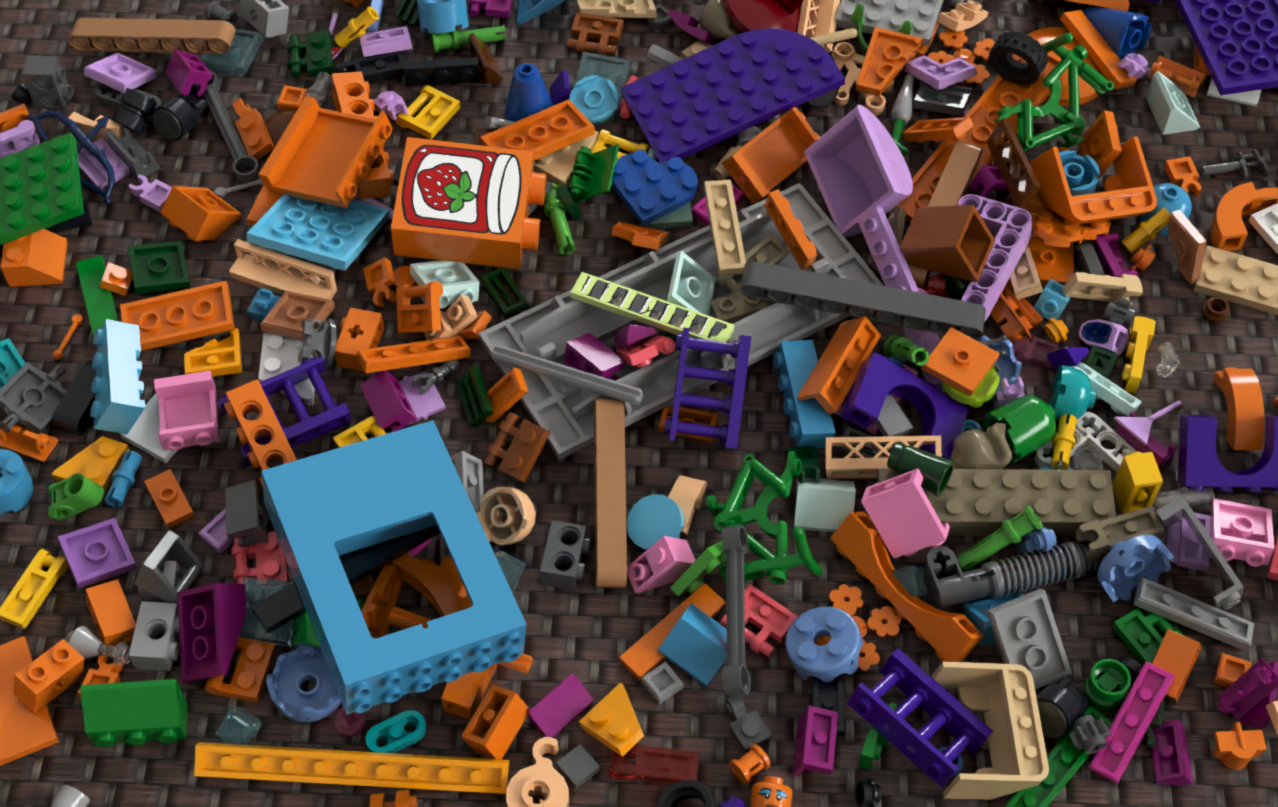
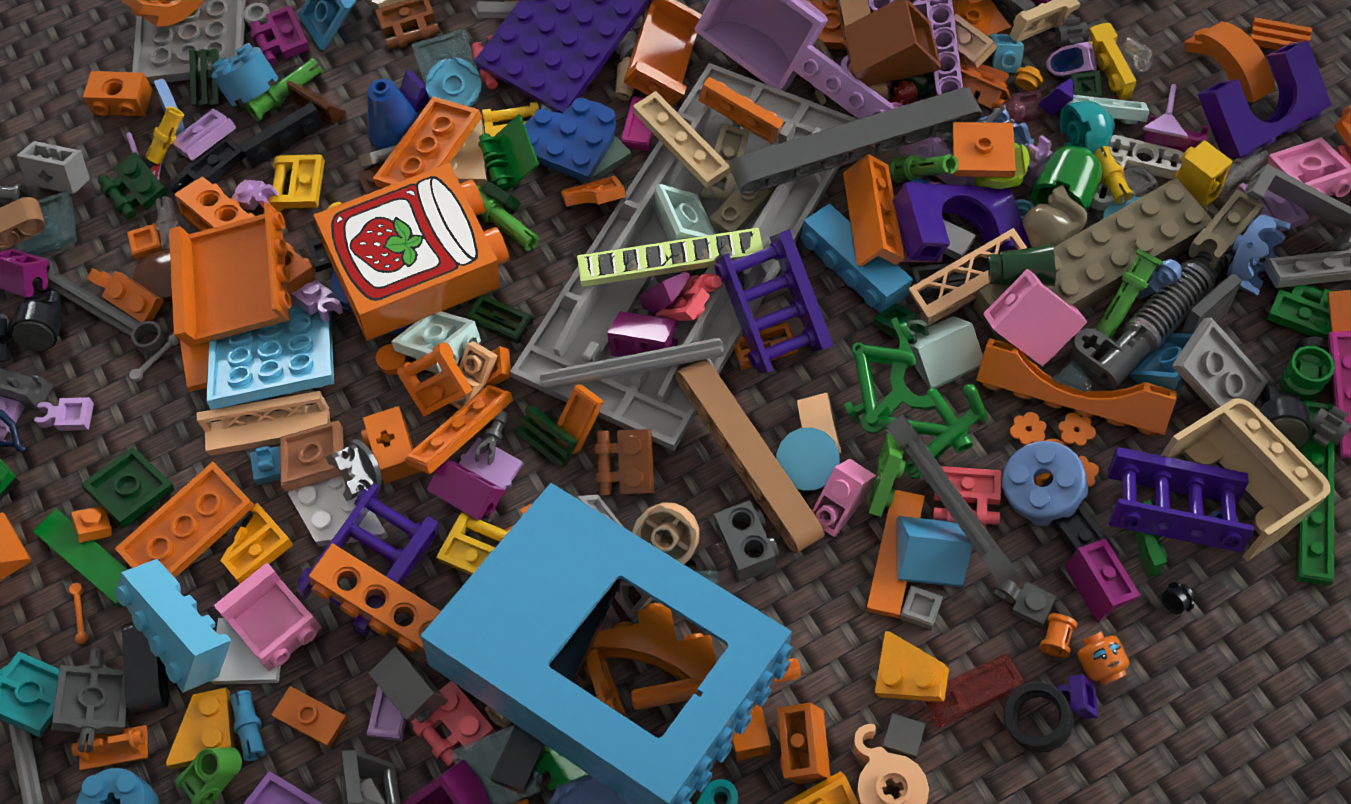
camera: 25 degrees left, 5 degrees up
(199, 212) = (131, 408): orange slope -> none
(379, 204) = (315, 298): none -> lavender plate
(379, 278) = (368, 374): orange plate -> none
(560, 707) = (847, 690): magenta slope -> none
(1065, 587) = (1213, 305): none -> dark grey tile

